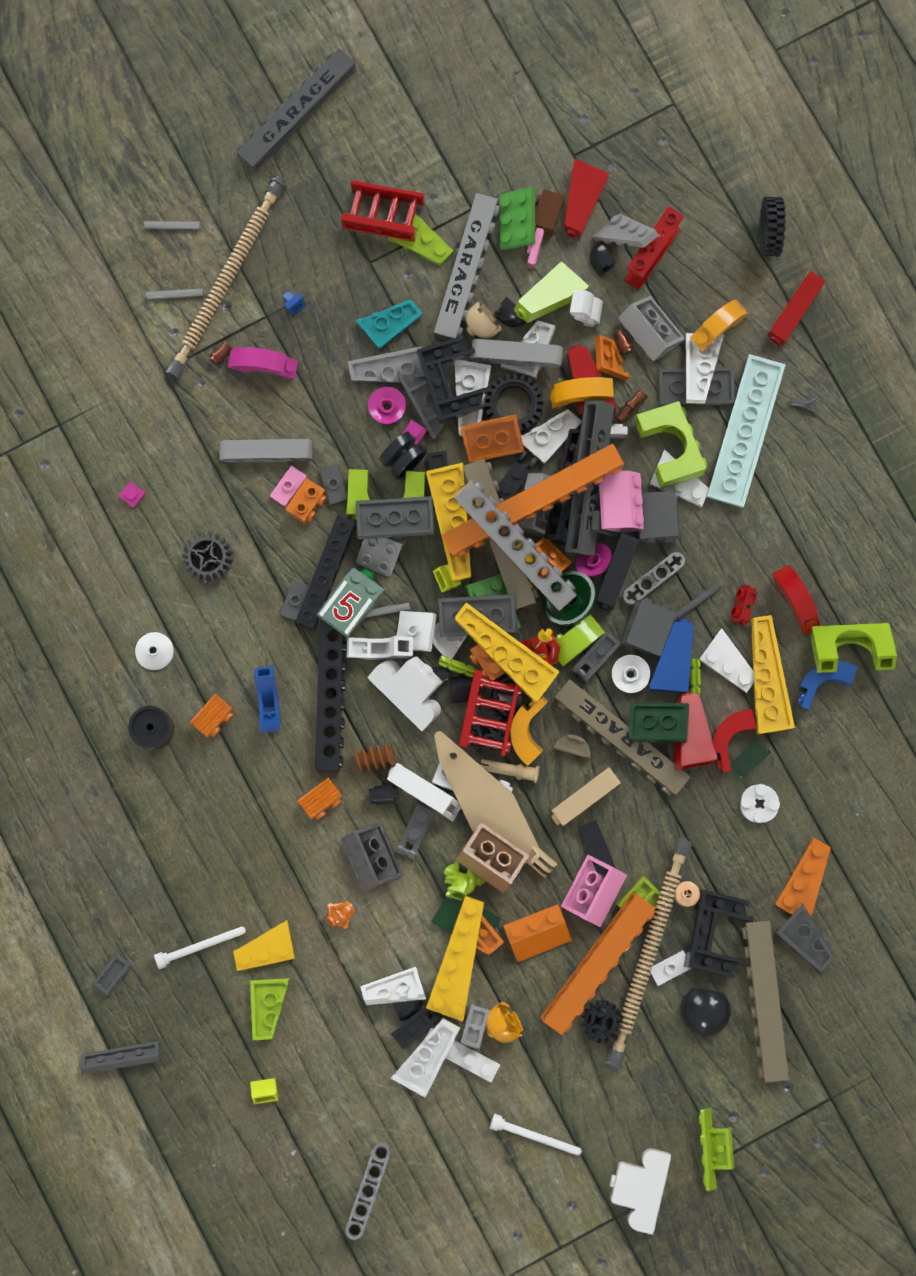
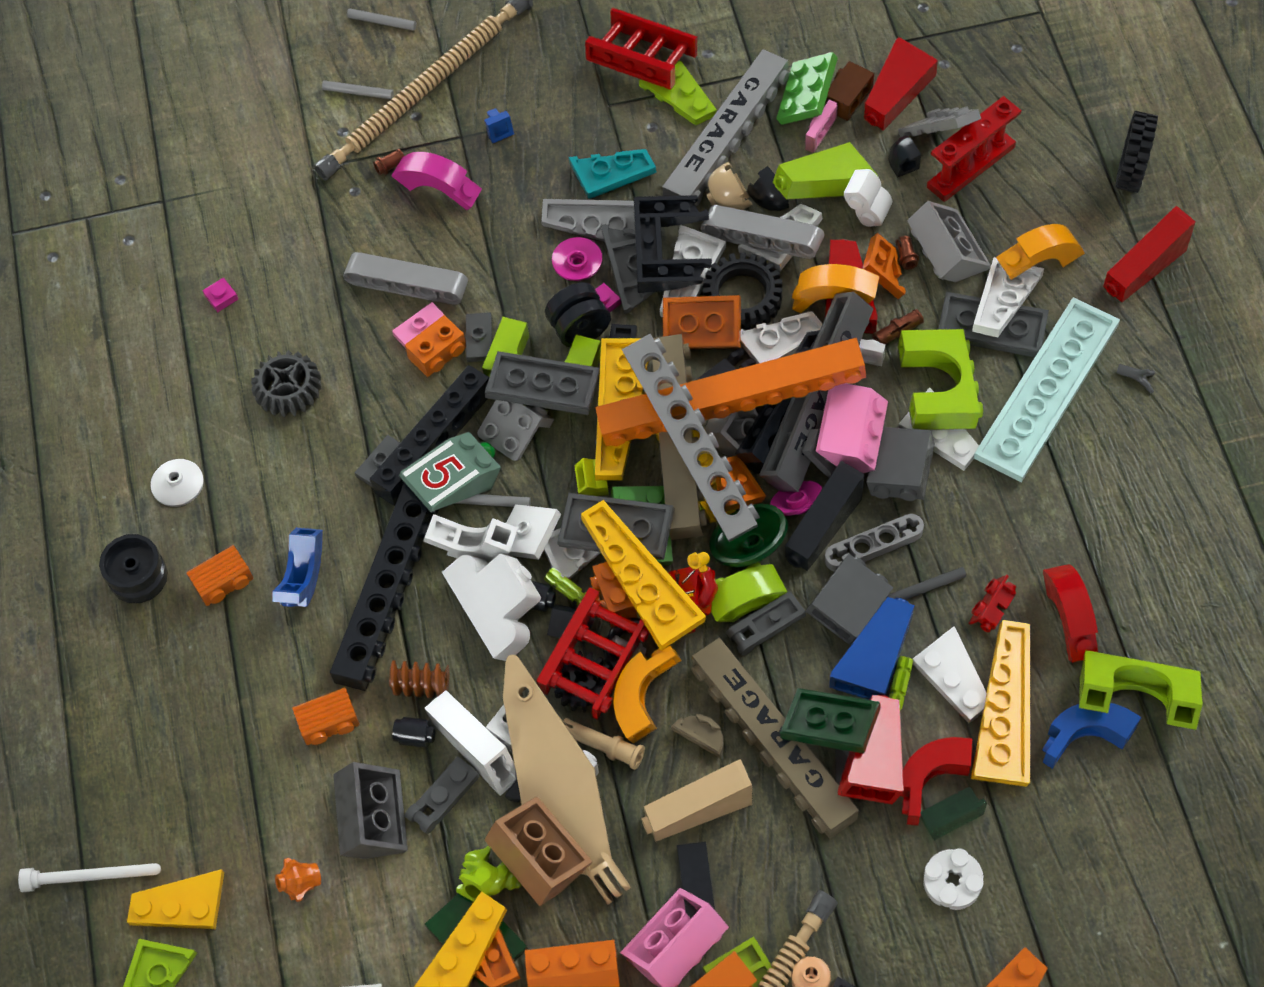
camera: 15 degrees right, 20 degrees down
(637, 666) = (809, 643): white dish -> none

